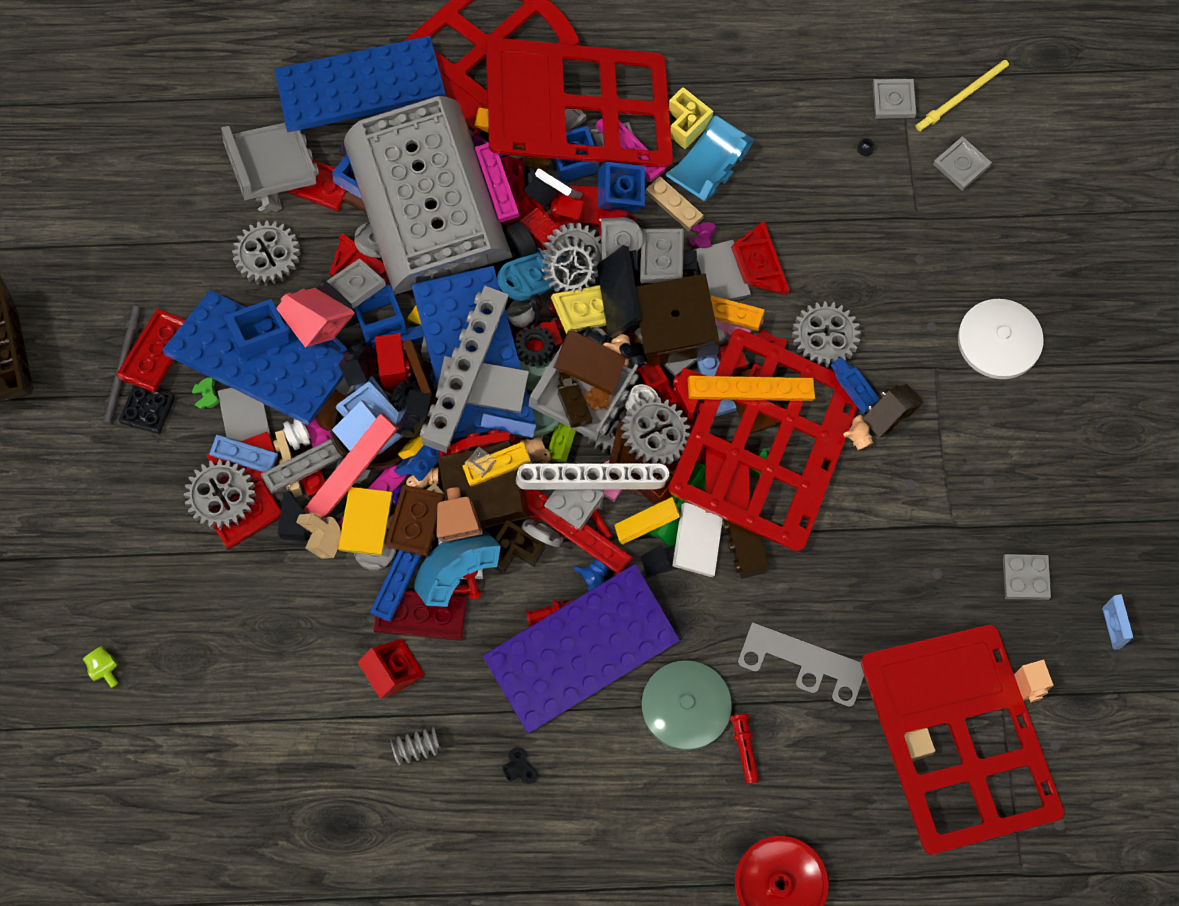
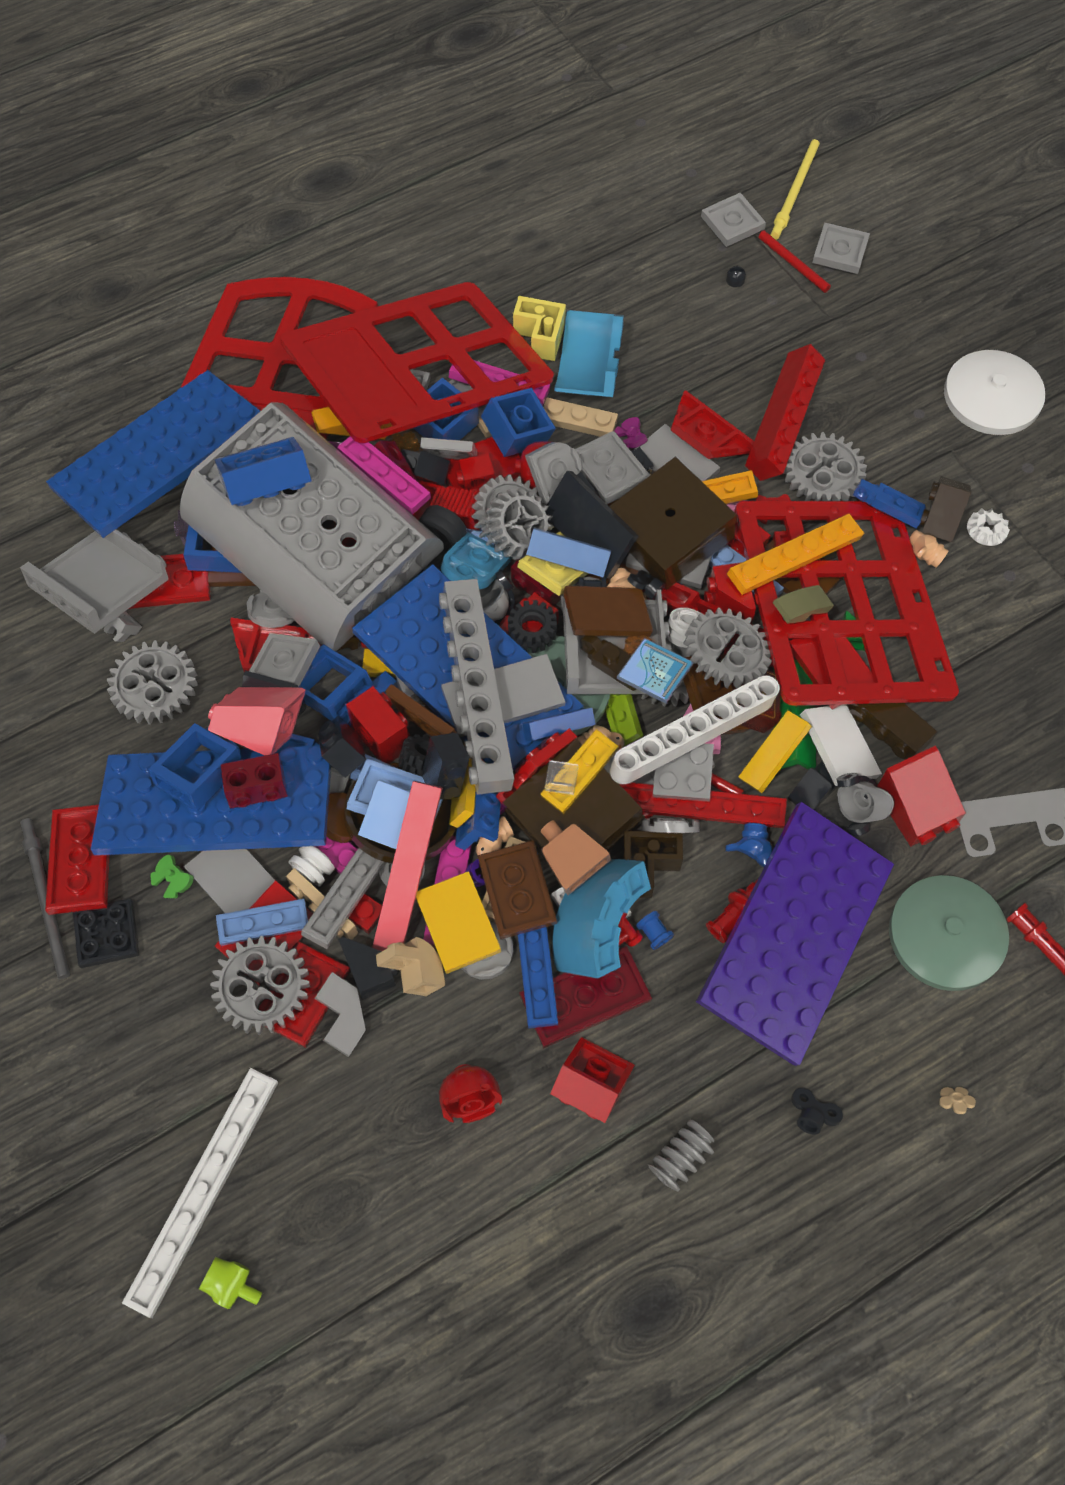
camera: 30 degrees left, 5 degrees down
(117, 602) = (200, 1194): none -> white tile
(262, 549) = (345, 1001): none -> light grey tile
(287, 354) = (253, 780): none -> dark red brick
(307, 633) = (469, 1094): none -> red cylinder
(403, 145) = (263, 471): none -> blue slope
(490, 596) = (655, 930): none -> blue bush
(589, 305) = (568, 552): none -> medium blue tile
(591, 421) = (655, 670): none -> piece
(614, 811) = (958, 1099): none -> tan plant
(684, 585) = (862, 802): none -> light grey cap
(726, 427) = (802, 603): none -> olive slope
(726, 606) = (922, 797): none -> slope
(824, 276) = (785, 412): none -> red brick
(910, 443) = (983, 534): none -> white gear
(920, 156) = (794, 261): none -> red bar

